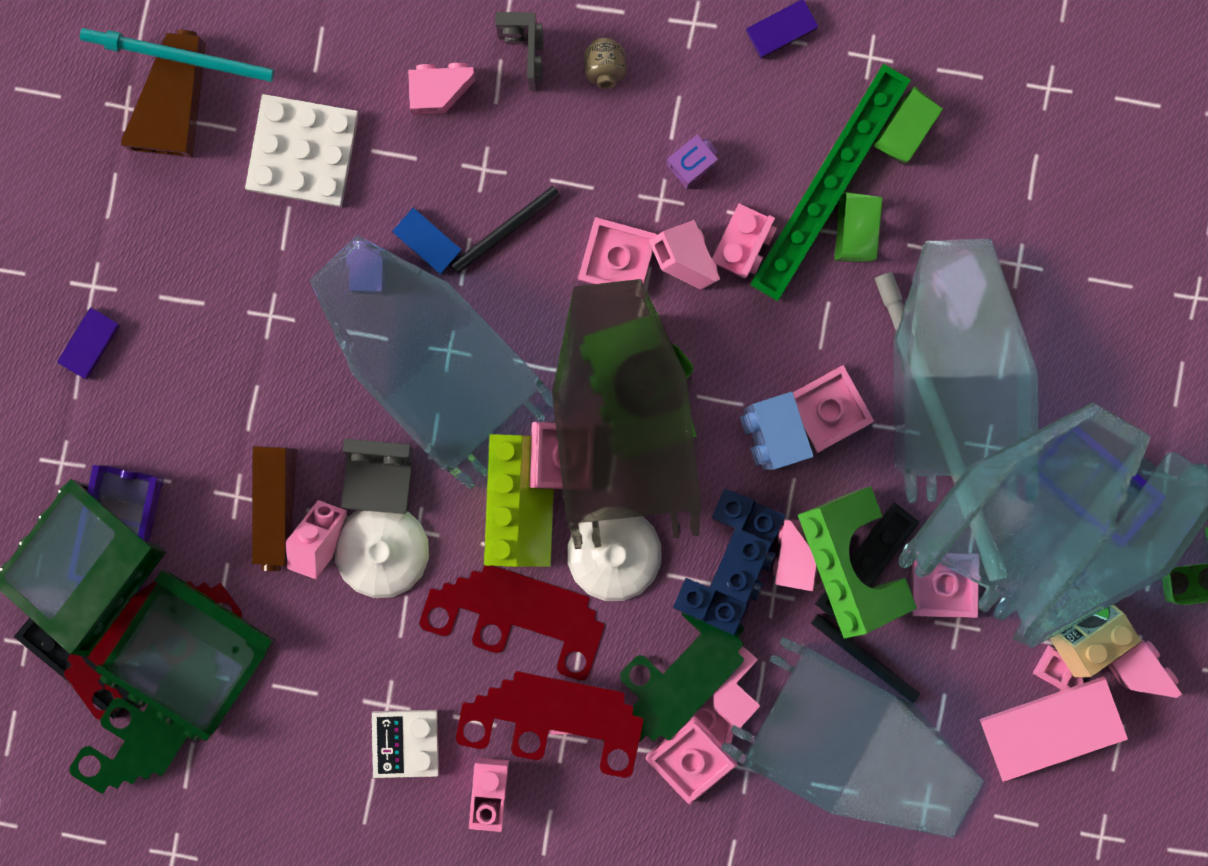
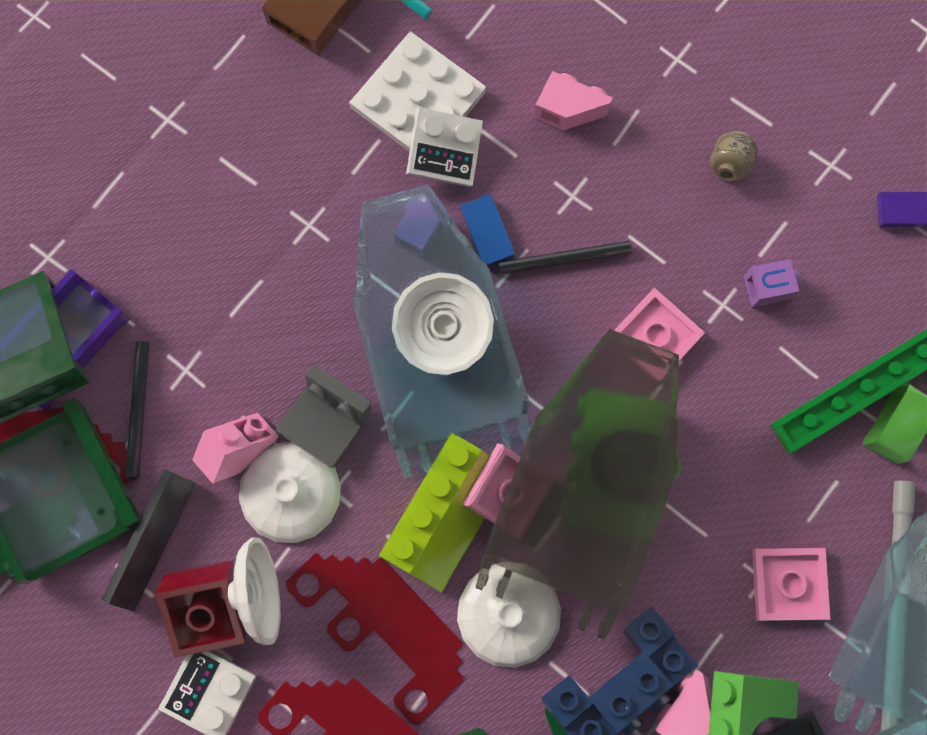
camera: 25 degrees right, 10 degrees down
(88, 343) = (133, 165): dark purple tile -> none
(215, 550) = (137, 409): none -> black bar
(272, 504) = (213, 389): reddish brown slope -> none
(289, 651) = (148, 541): none -> black tile
(350, 187) = (444, 147): none -> white plate
(364, 681) = (199, 610): none -> dark red slope
(401, 646) = (256, 592): none -> white hat
(433, 346) = (442, 323): none -> white hat
(521, 26) = (671, 85): dark grey bracket -> none
(685, 256) = (723, 364): bright pink slope -> none
(743, 240) = (783, 381): bright pink bracket -> none
(776, 432) = (737, 575): medium blue brick -> none

